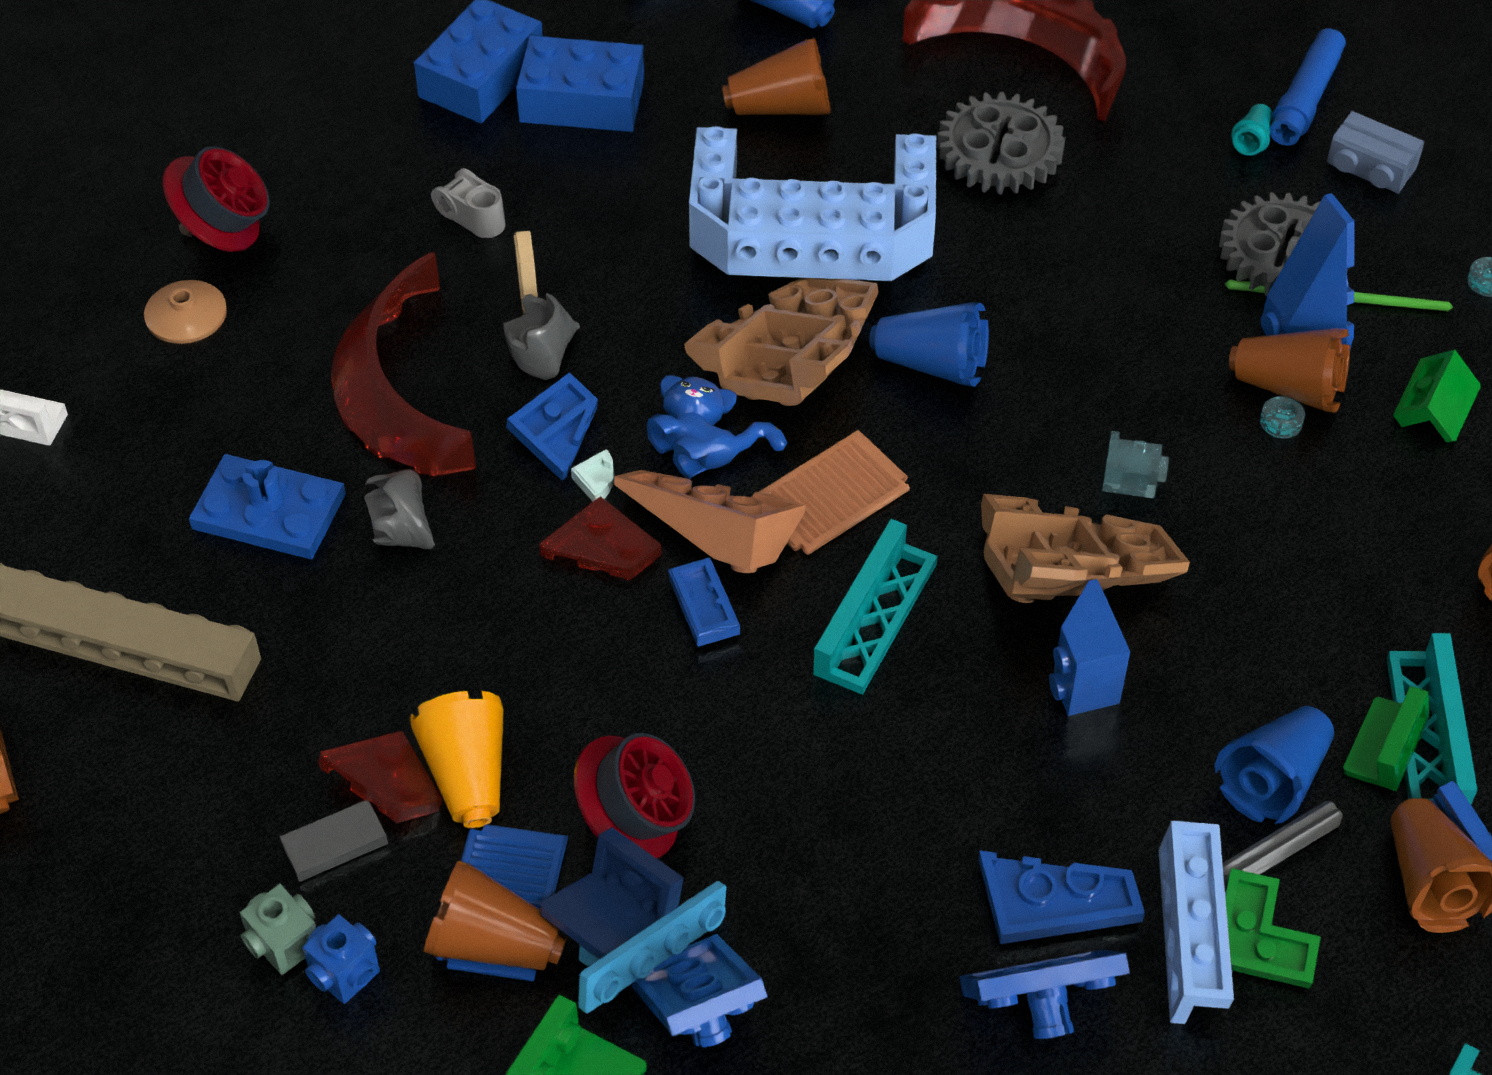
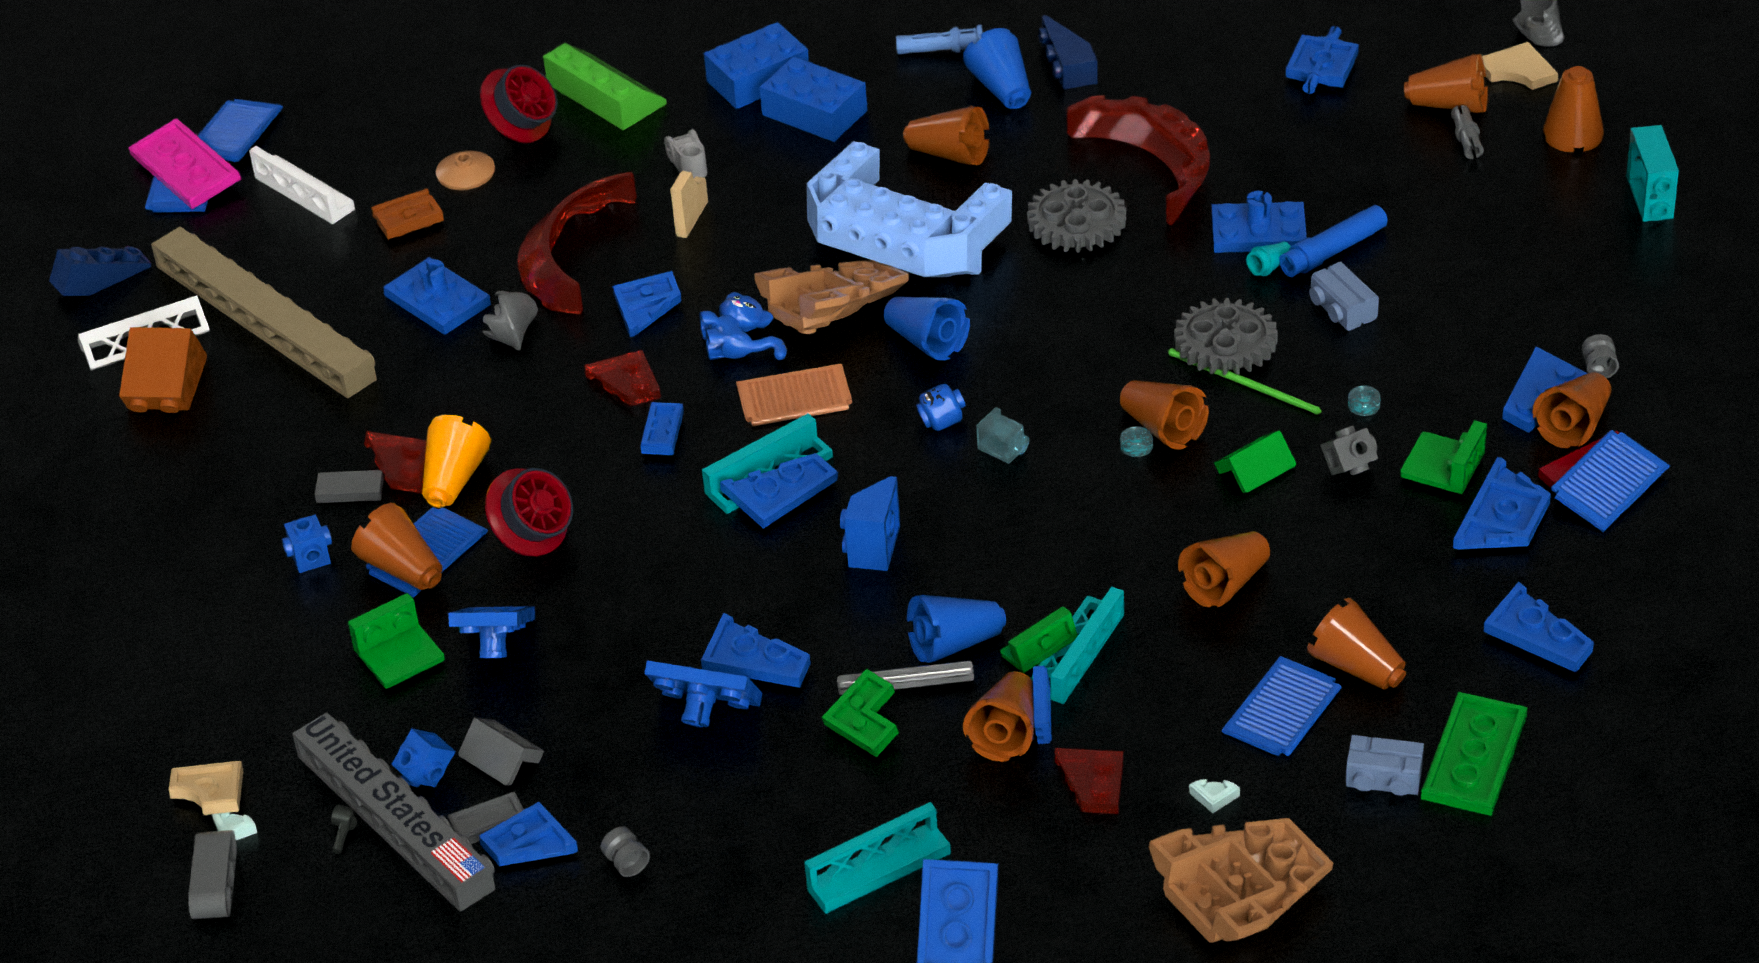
camera: 30 degrees right, 10 degrees down
(153, 400) = (407, 214): none -> dark orange plate
(278, 927) = (278, 510): sand green brick -> none
(297, 145) = (600, 86): none -> bright green slope
(540, 336) = (672, 247): dark grey hair -> none
(595, 475) = (652, 339): light aqua tile -> none
(617, 899) = (476, 564): dark blue bracket -> none
(649, 948) = (483, 591): dark azure bracket -> none
(724, 526) = (705, 386): nougat wedge -> none
(916, 638) = (779, 491): none -> blue wing
(1032, 451) = (941, 407): none -> blue head
(1059, 553) = (917, 468): medium nougat wedge -> none
(1194, 919) = (823, 688): light blue fence -> none
(1206, 93) = (1257, 223): none -> blue plate
(1313, 283) = (1196, 353): blue wedge -> none

